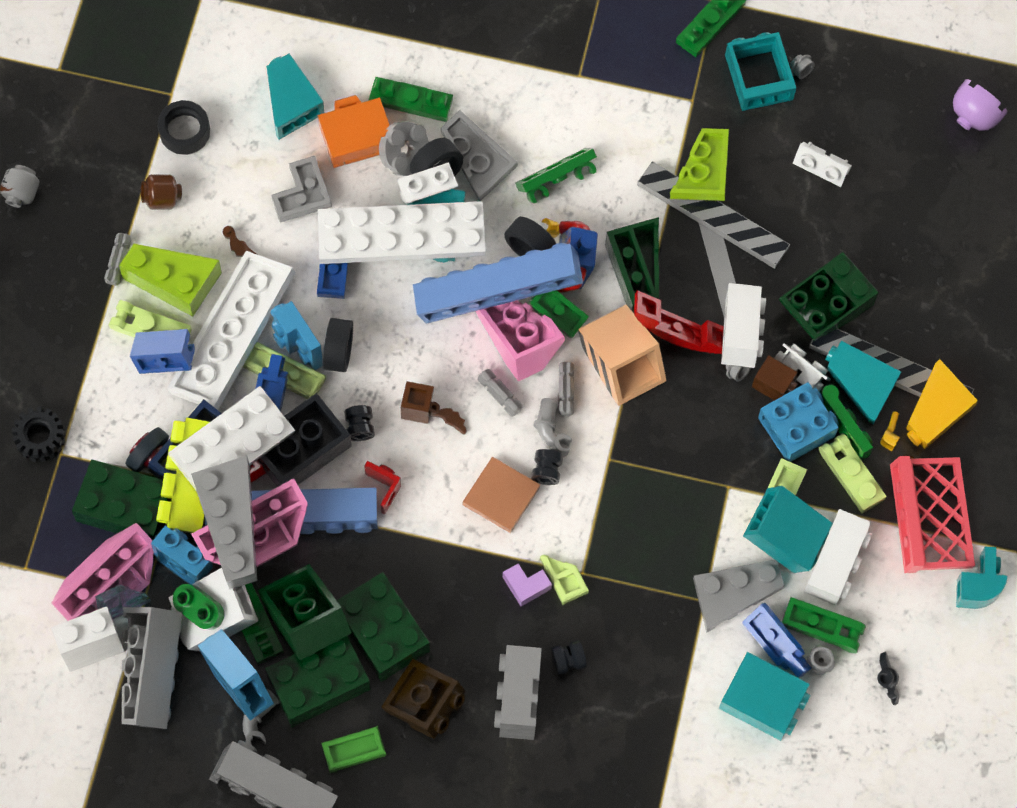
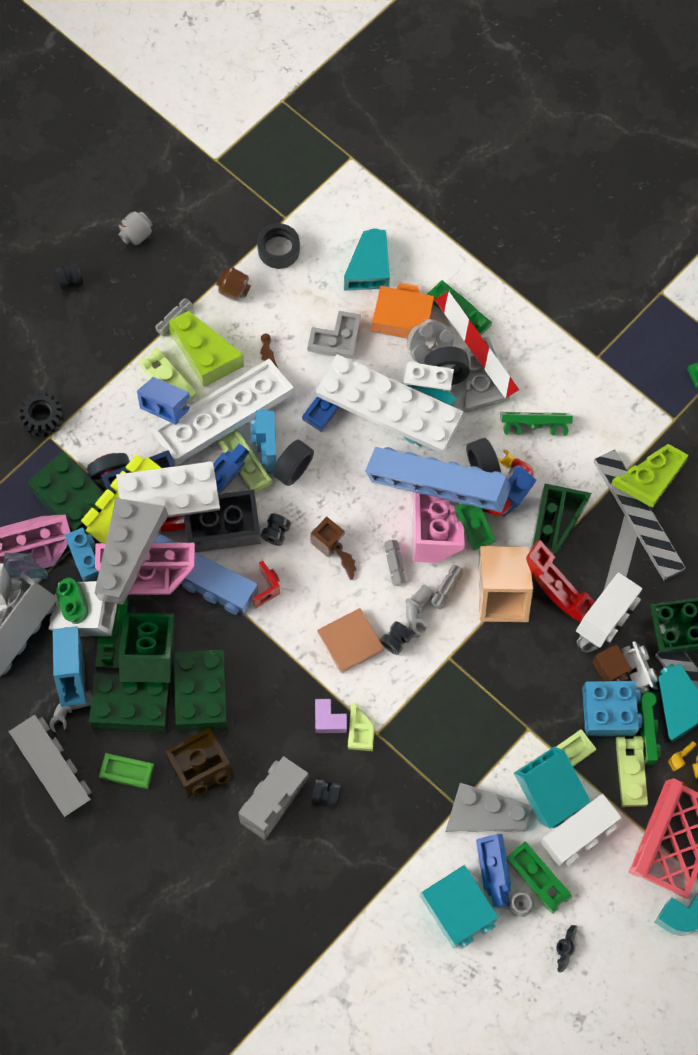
camera: 30 degrees right, 0 degrees up
(452, 125) = (477, 344): none -> sticker

